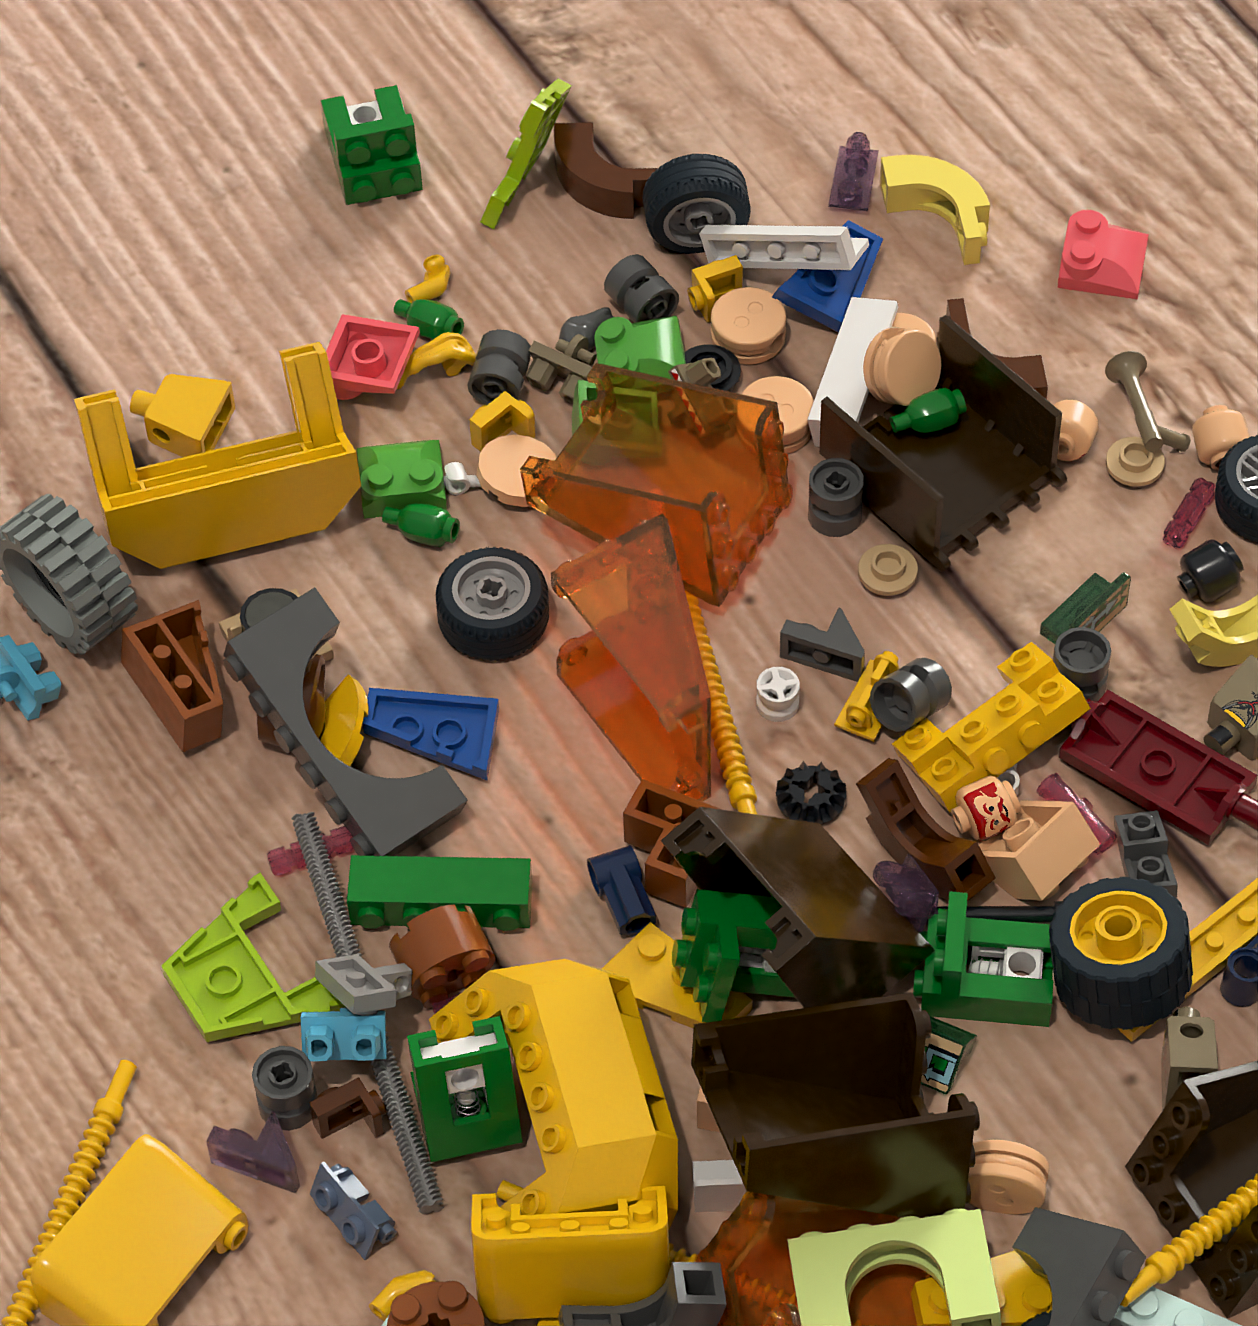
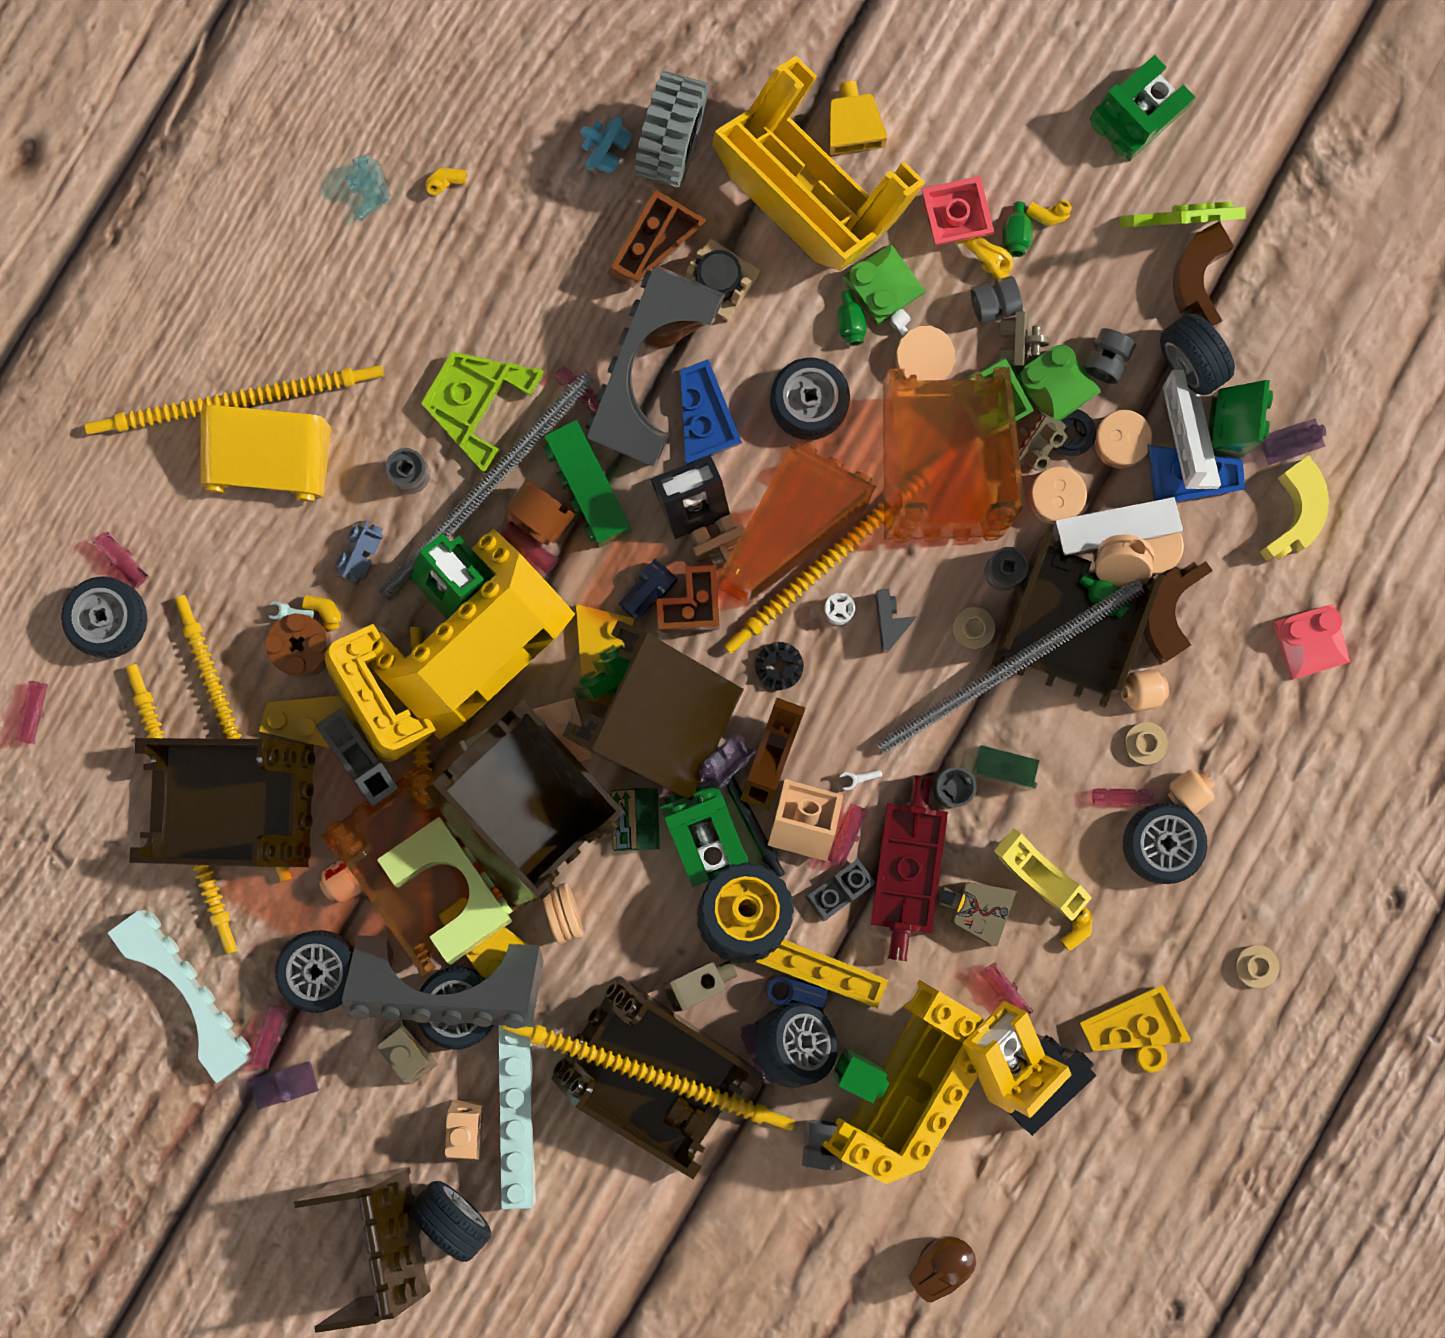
camera: 55 degrees right, 30 degrees up
(264, 1159) = (363, 487): slope -> none
(343, 1035) = (451, 487): medium azure hips -> none
(344, 720) = (683, 354): yellow tile -> none
(345, 1105) = (416, 506): reddish brown bracket -> none
(360, 986) = (483, 480): light grey hinge -> none
(501, 418) = (953, 318): yellow bracket -> none
(536, 772) = (691, 496): none -> black brick
(585, 325) = (1062, 334): dark grey animal -> none
(609, 765) = (706, 547): none -> dark tan hips
(712, 282) = (1147, 397): yellow bracket -> none
(798, 181) = (1239, 418): none -> green slope
(857, 712) = (868, 668): yellow hinge -> none
(910, 694) = (874, 693): dark grey wheel -> none
(960, 530) = (1001, 672): none -> light grey axle
(985, 808) = (817, 779): light nougat head -> none
(999, 731) = (874, 762): yellow bracket -> none
(1127, 369) = (1215, 705): dark tan piece -> none
(1210, 570) = (1077, 833): black head -> none

